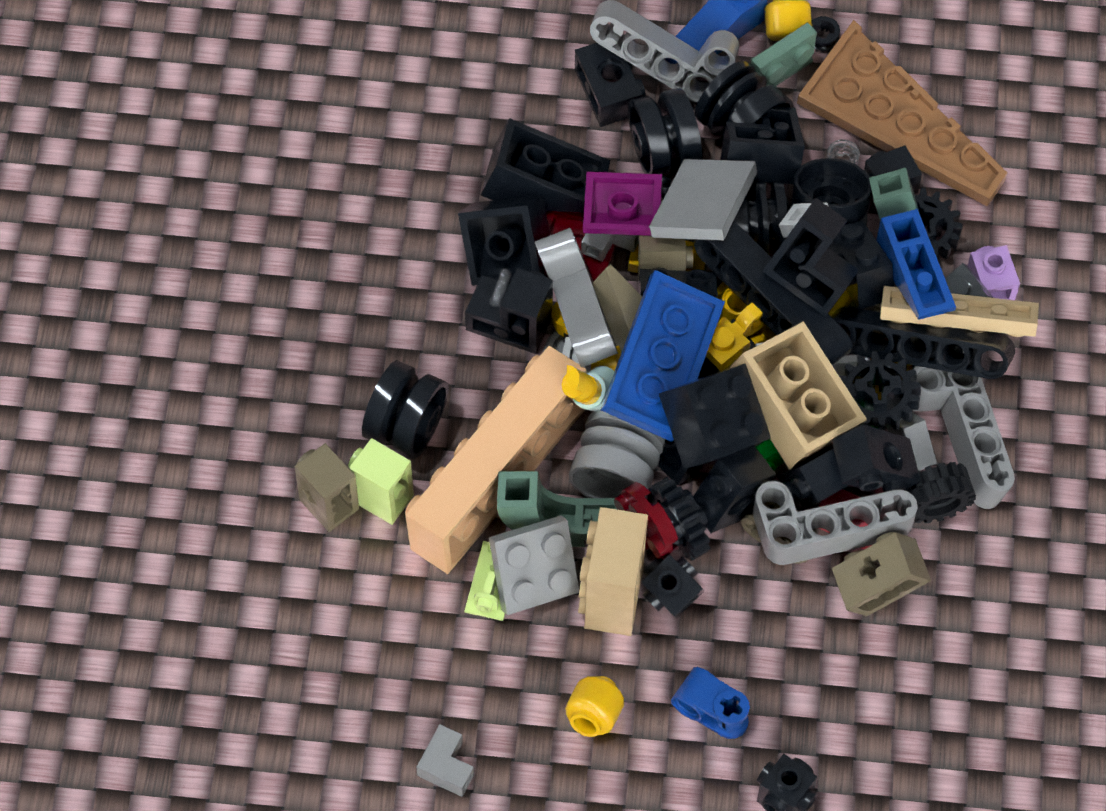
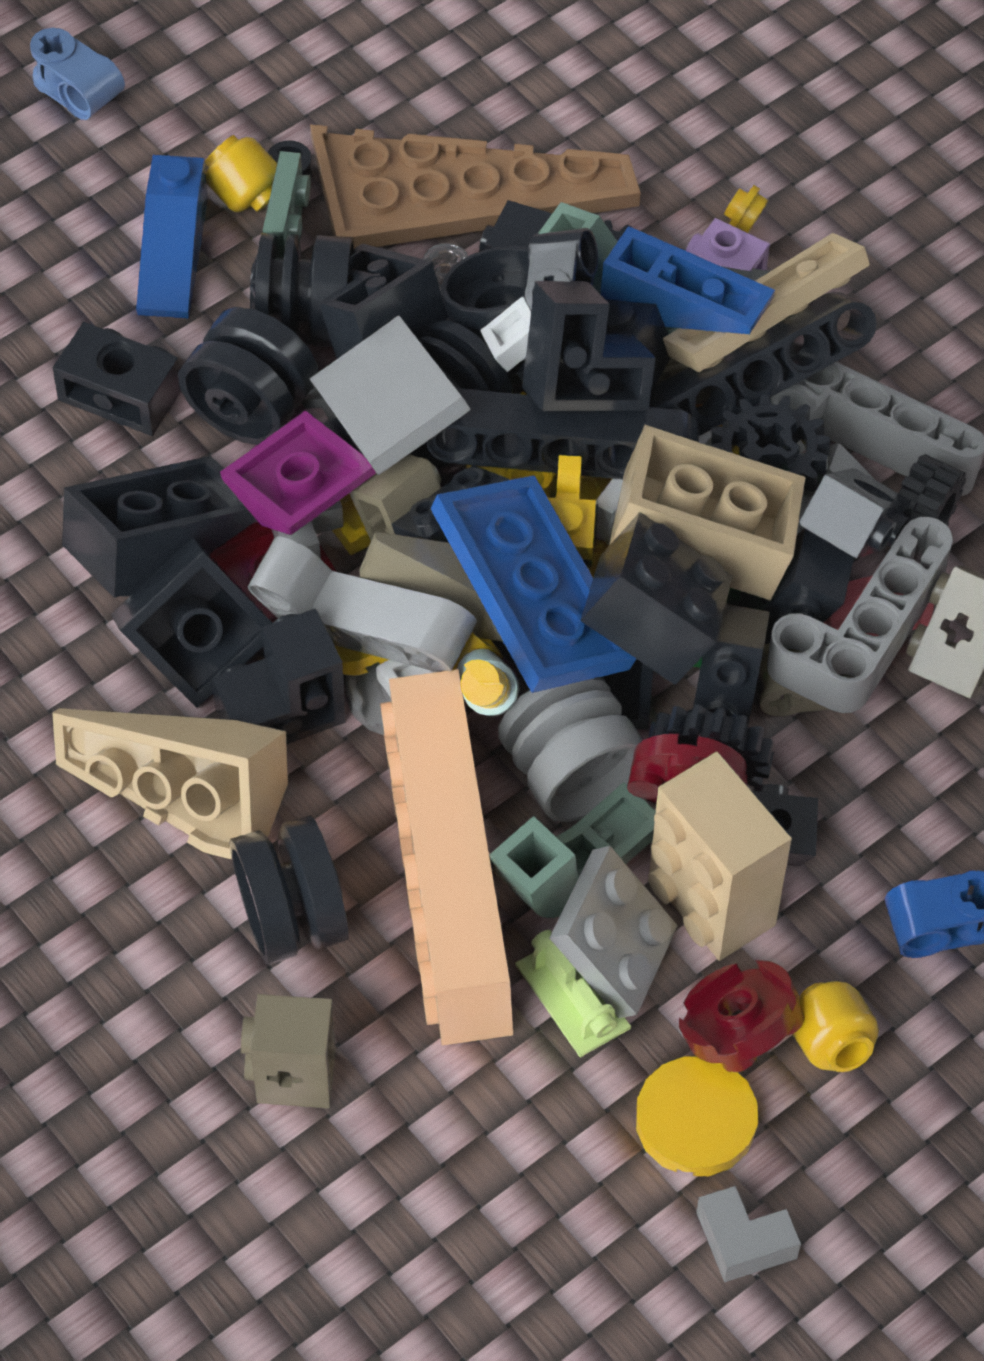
camera: 45 degrees left, 5 degrees down
(382, 480) = (355, 978): yellowish green brick -> none
(432, 317) = (190, 771): none -> tan wedge
(487, 688) = (696, 1116): none -> yellow tile
(496, 294) = (254, 683): clear leg -> none
(566, 669) = (768, 1014): none -> dark red plate
(662, 45) = (150, 290): light grey beam -> none
(860, 203) = (561, 257): none -> piece
(1039, 255) = (745, 208): none -> yellow plate

